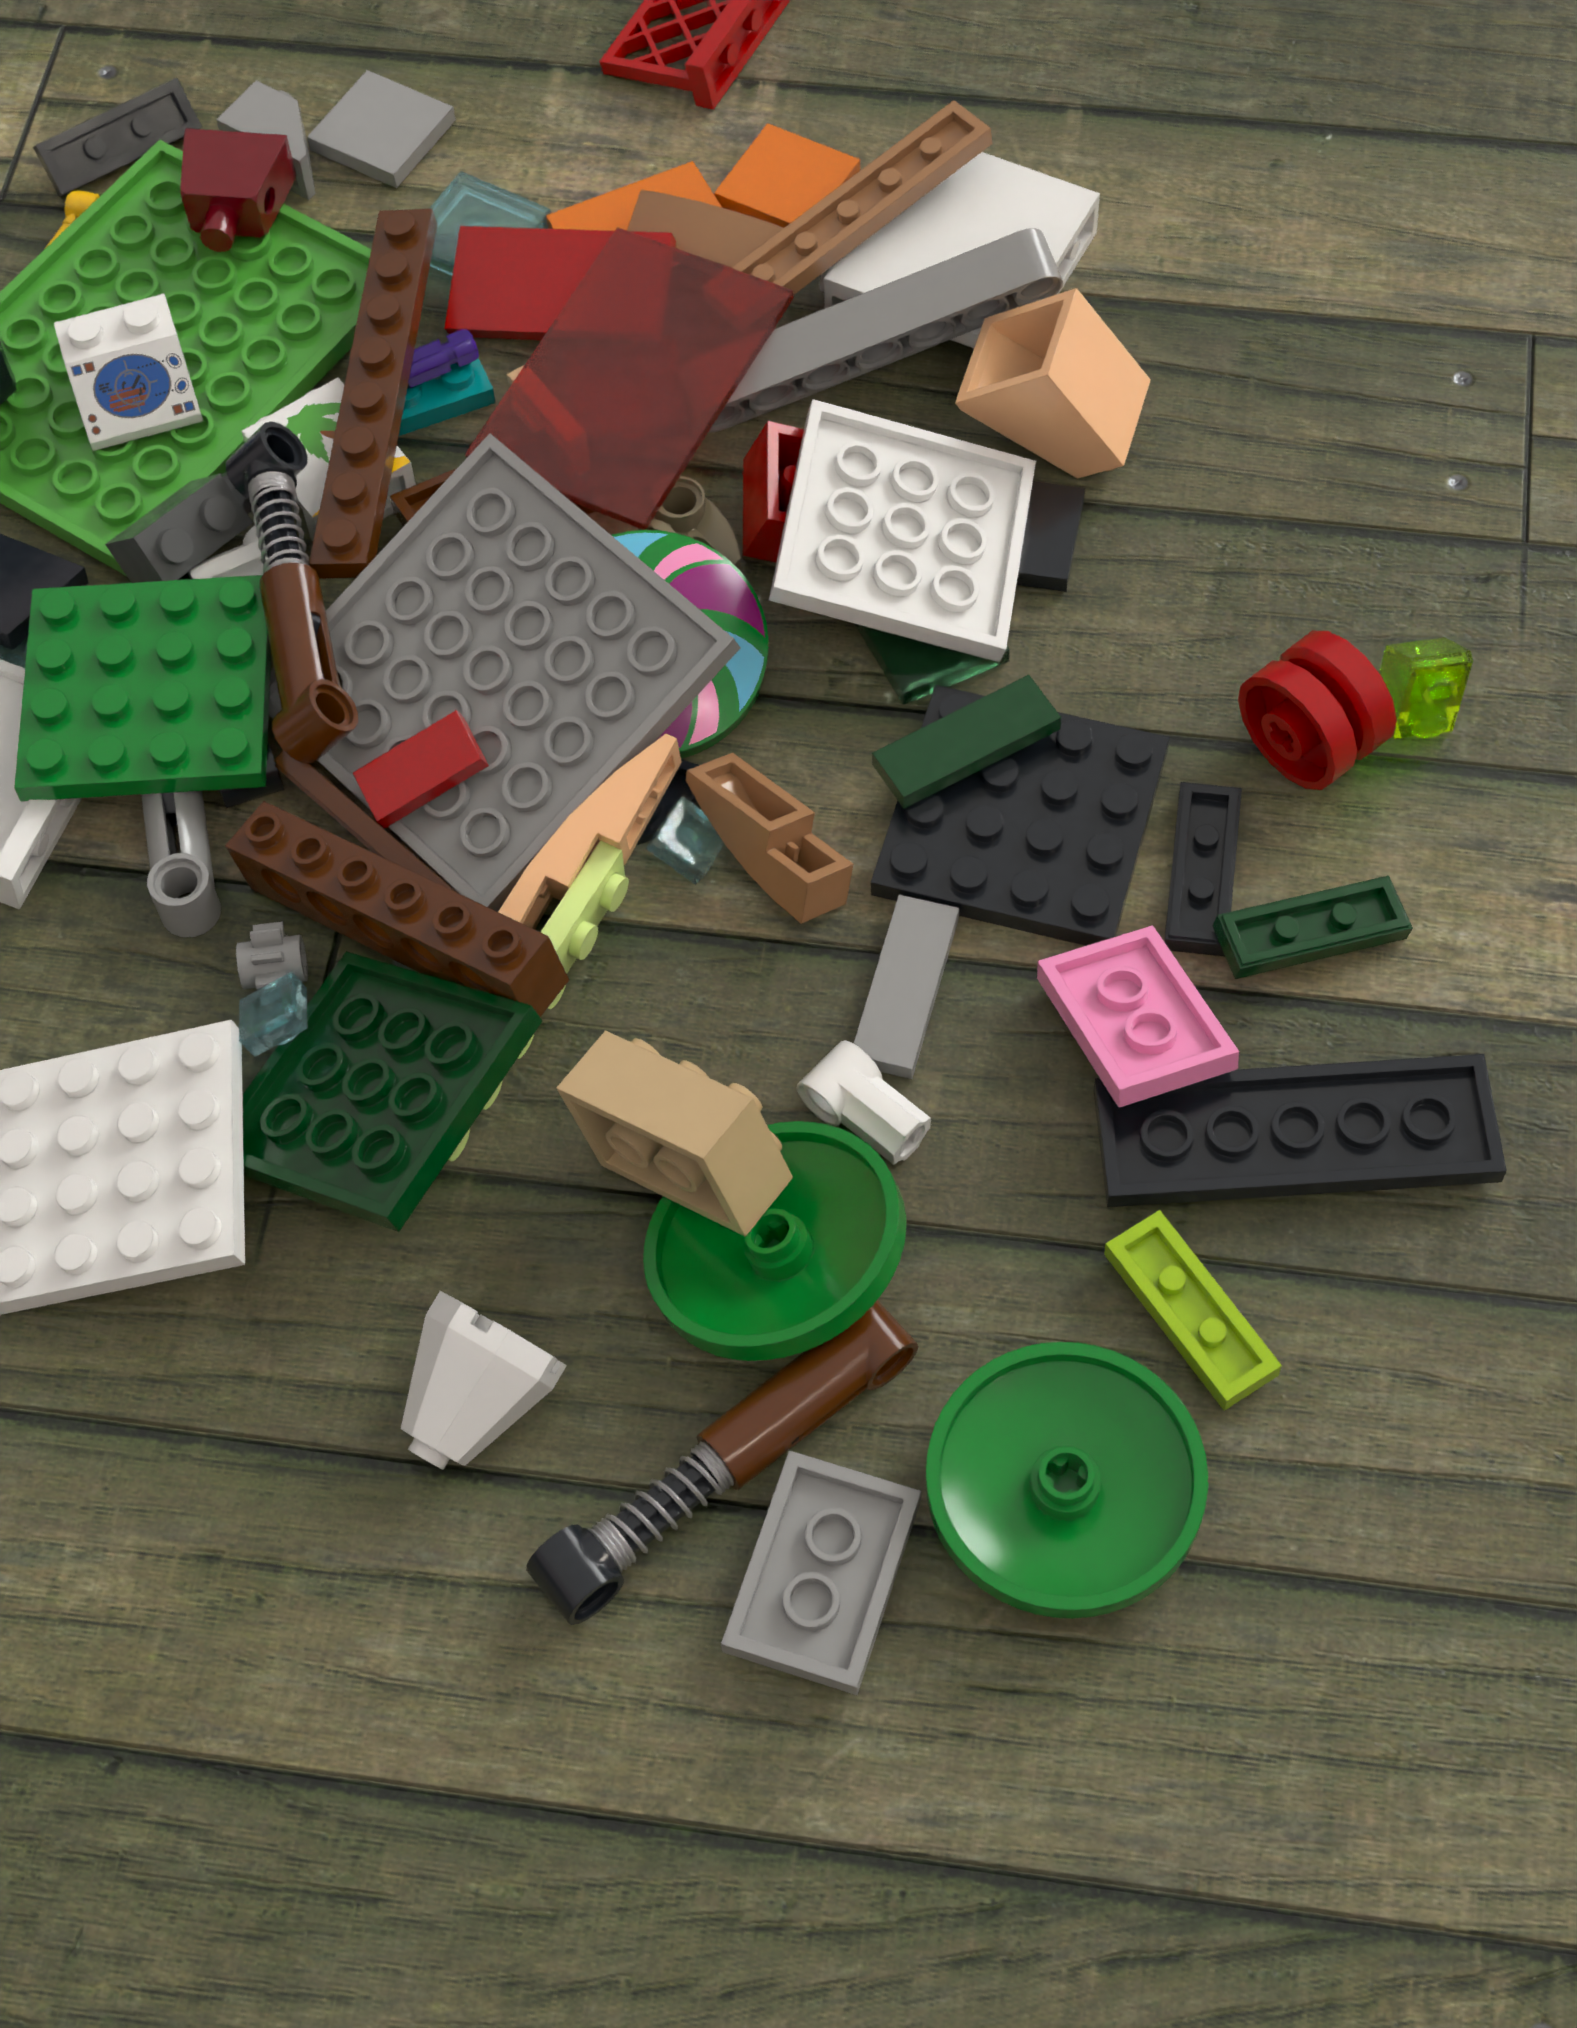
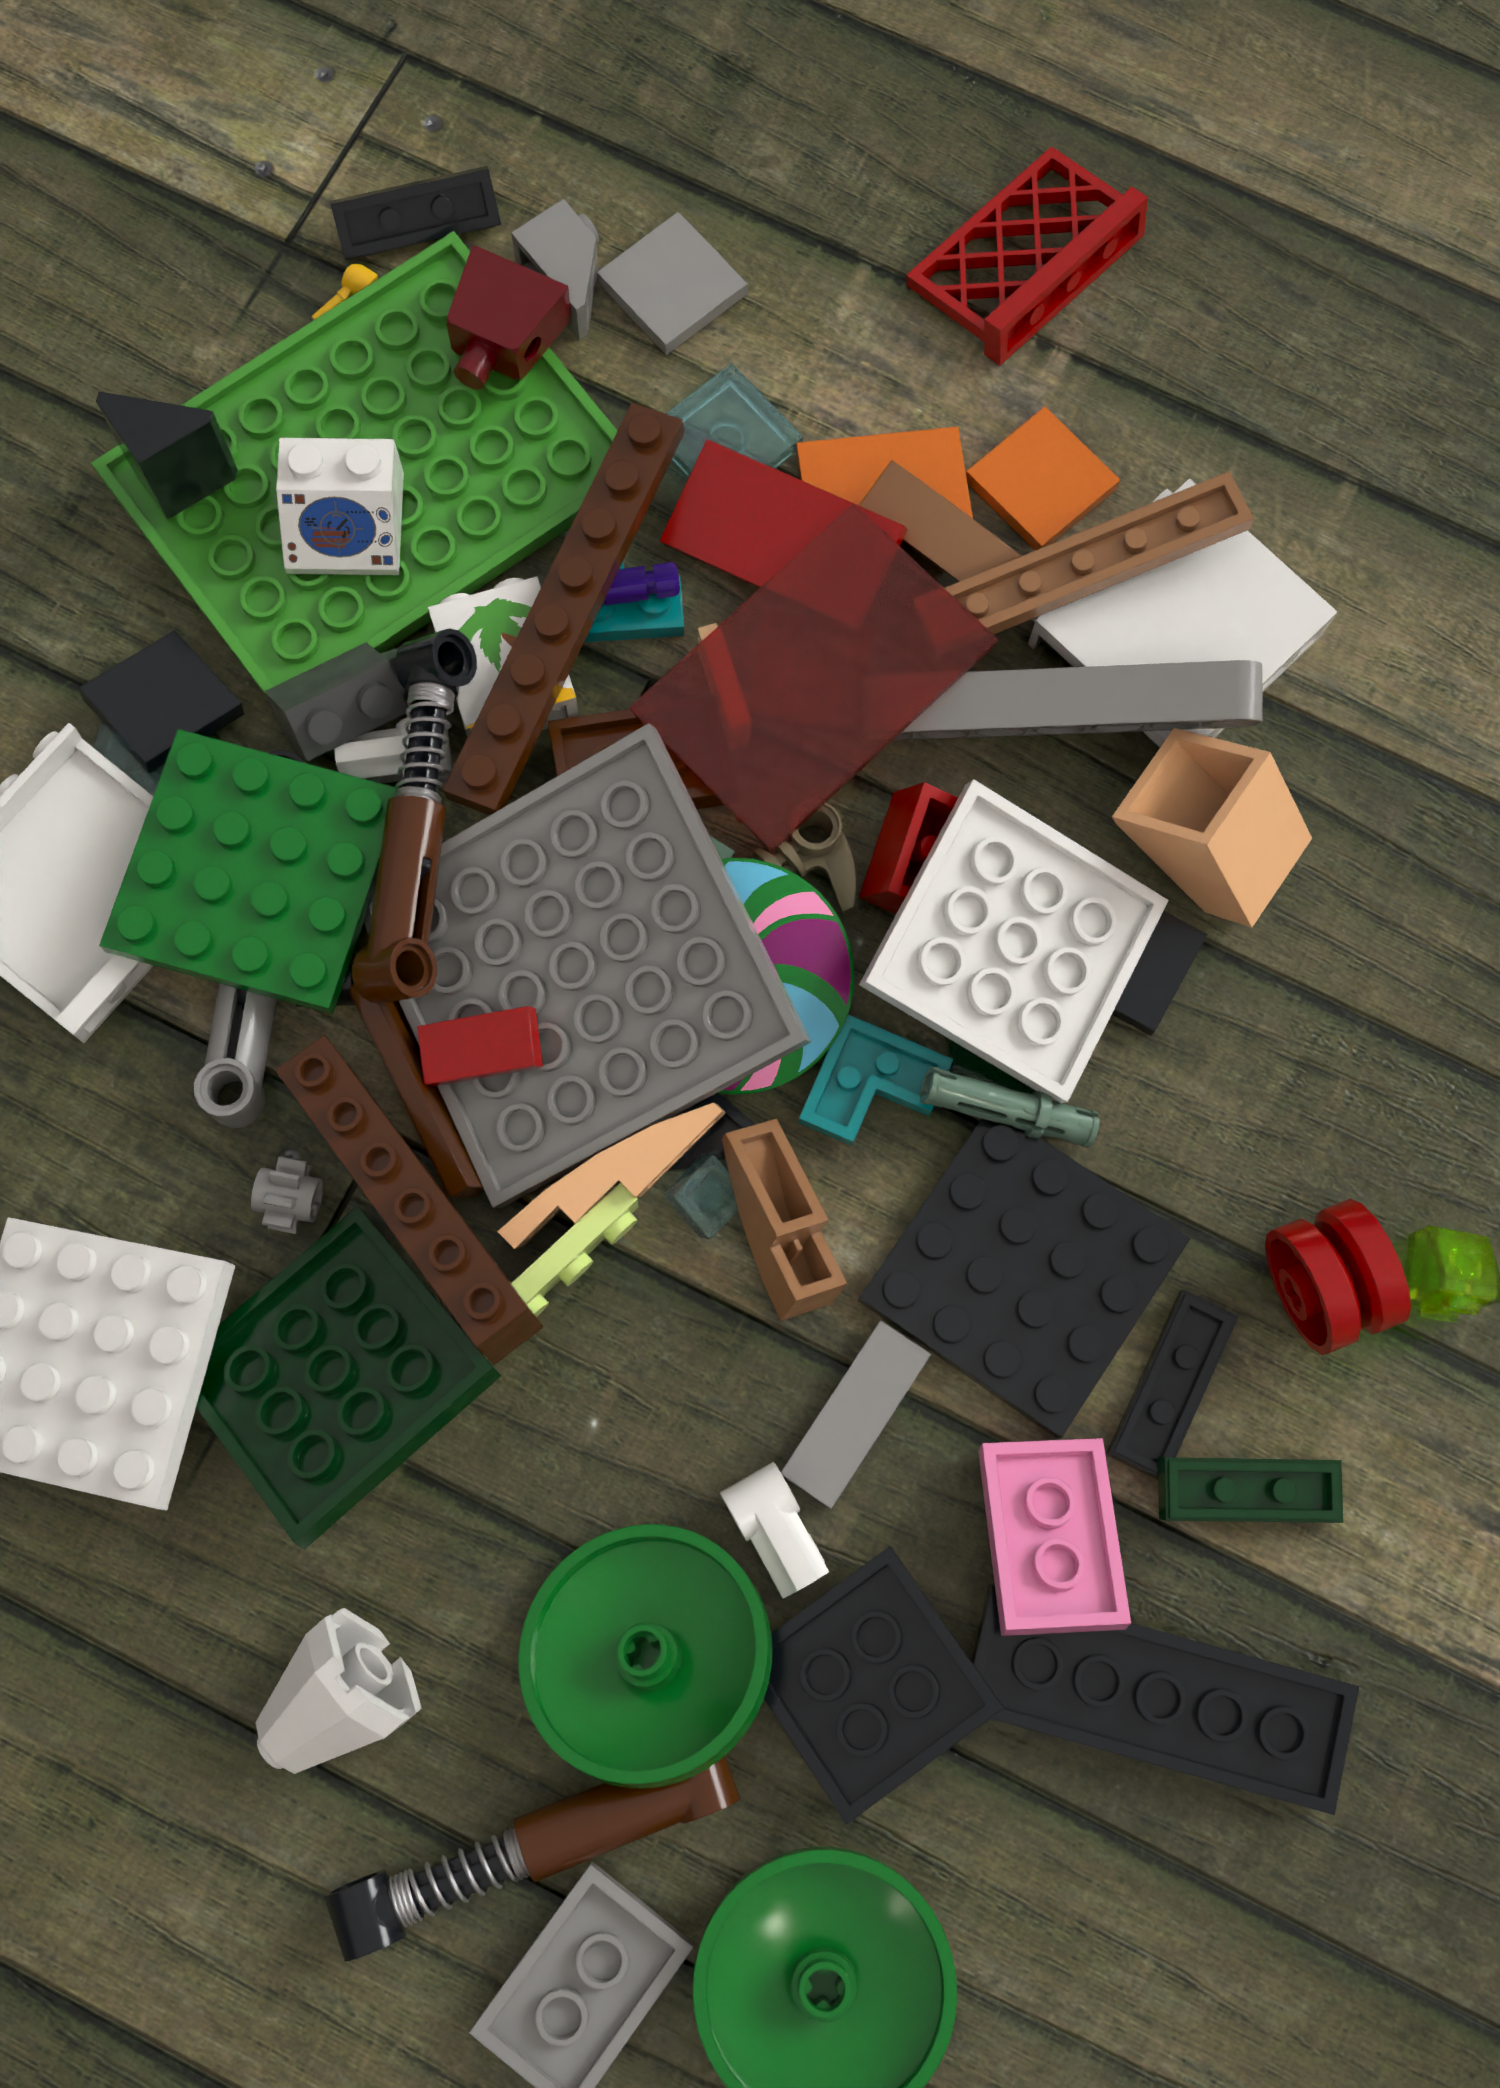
camera: 10 degrees right, 15 degrees up
(273, 1014) = (268, 1258): clear light blue plate -> none
(676, 1131) = (589, 1528): tan brick -> none
(807, 684) = (862, 1064): none -> teal plate
(946, 675) = (1030, 1112): none -> sand green pin
(966, 741) = (997, 1187): dark green tile -> none
(1012, 1198) = (873, 1685): none -> black plate
(1192, 1310) = (998, 1847): lime plate -> none

